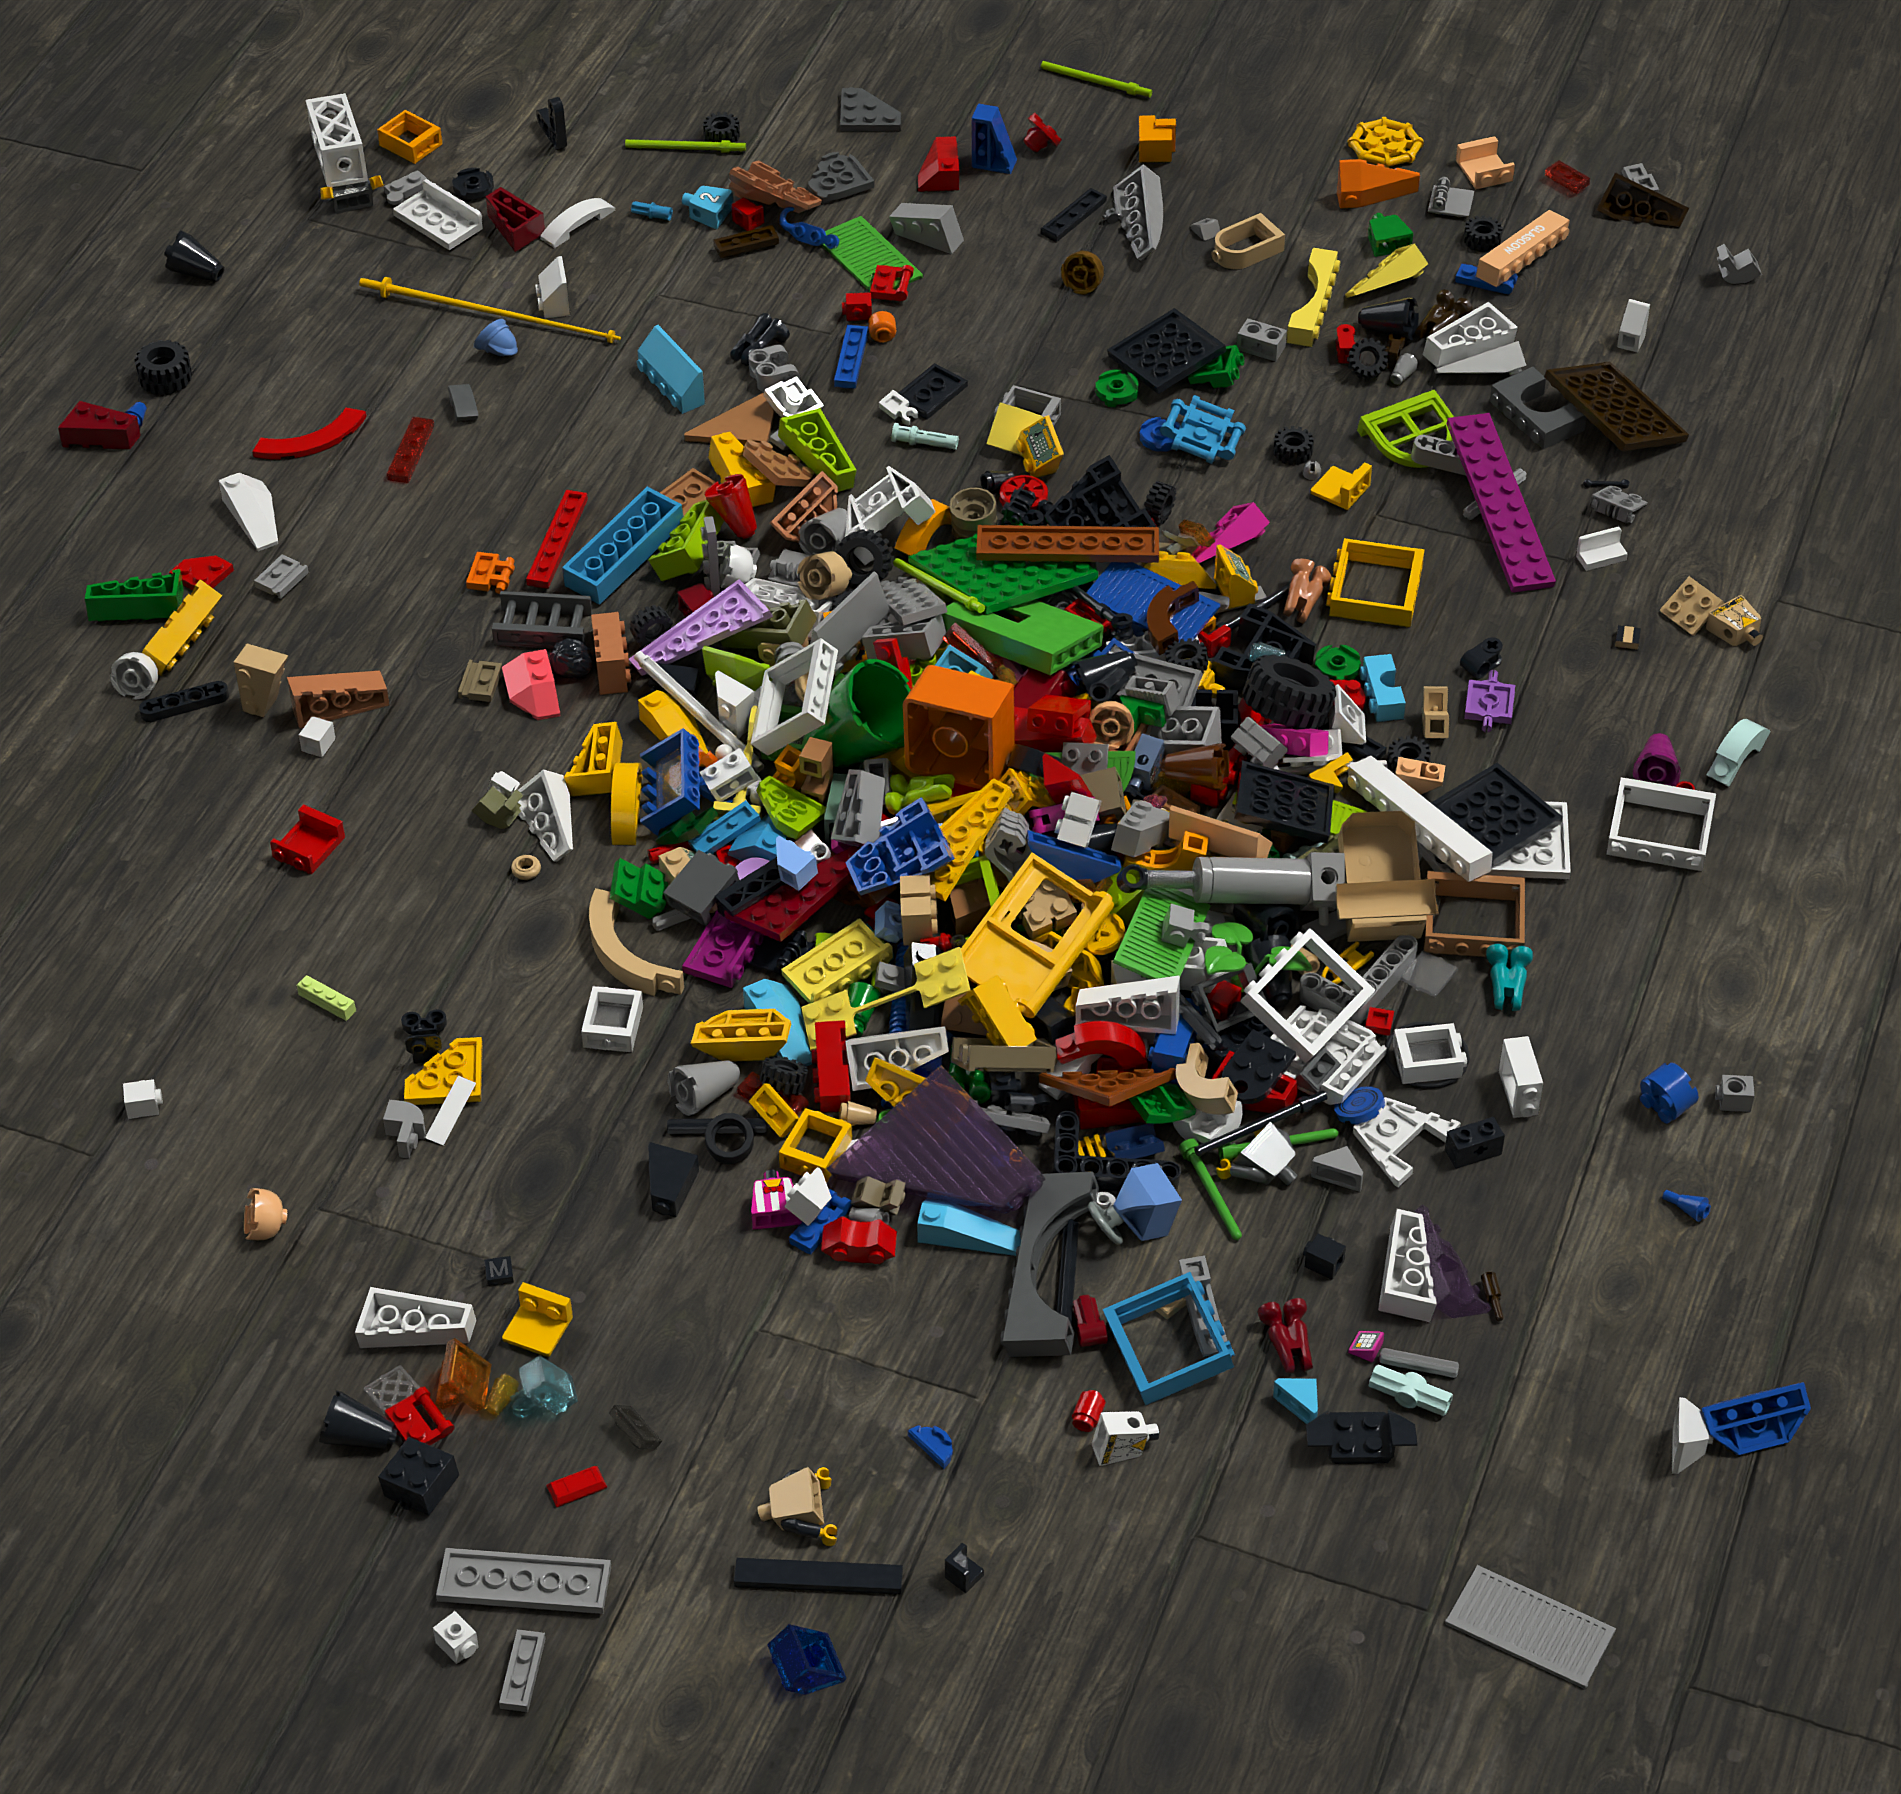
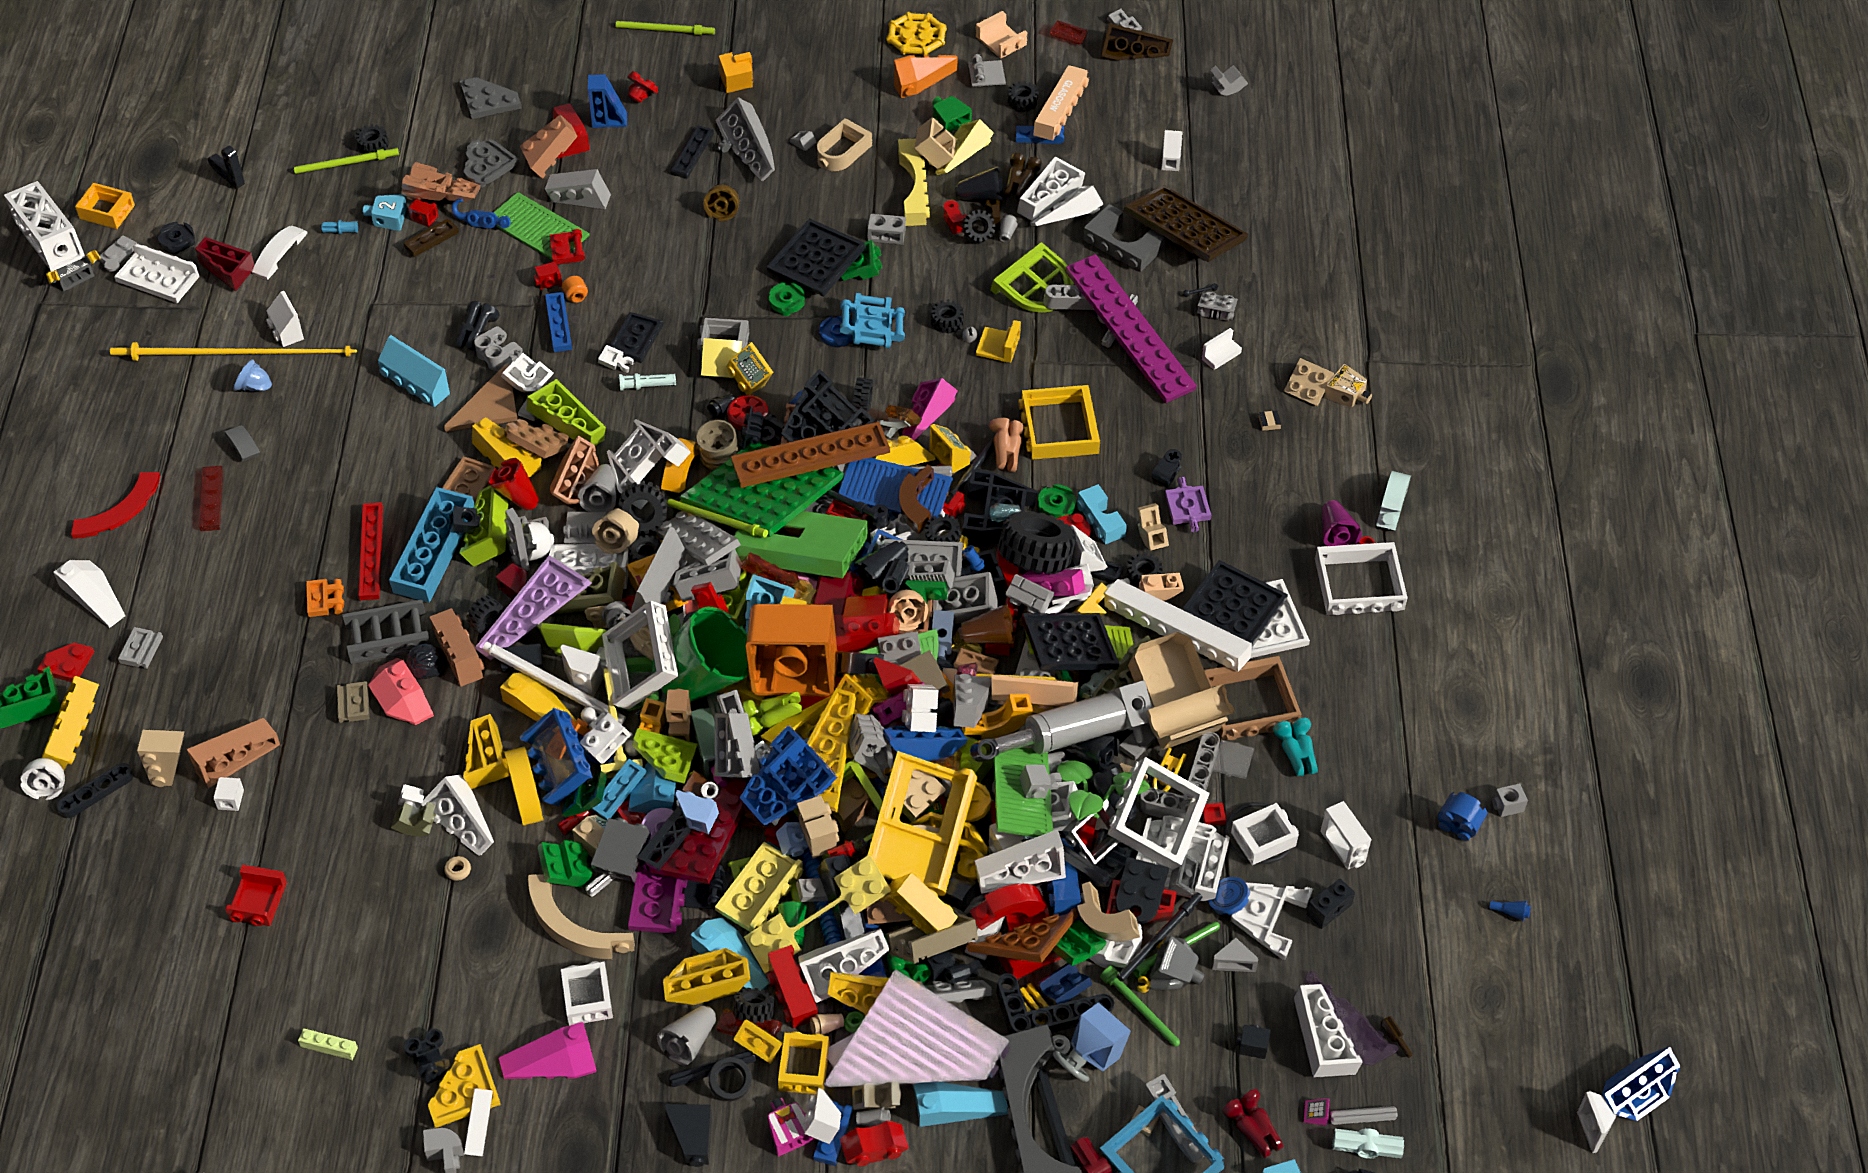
camera: 20 degrees left, 5 degrees up
(559, 1067) = (553, 1055): none -> dark pink wedge
(662, 516) = (457, 525): none -> black brick
(910, 170) = (547, 144): none -> nougat wedge
(1210, 693) = (973, 558): none -> blue pin
(1353, 269) = (936, 150): none -> tan piece

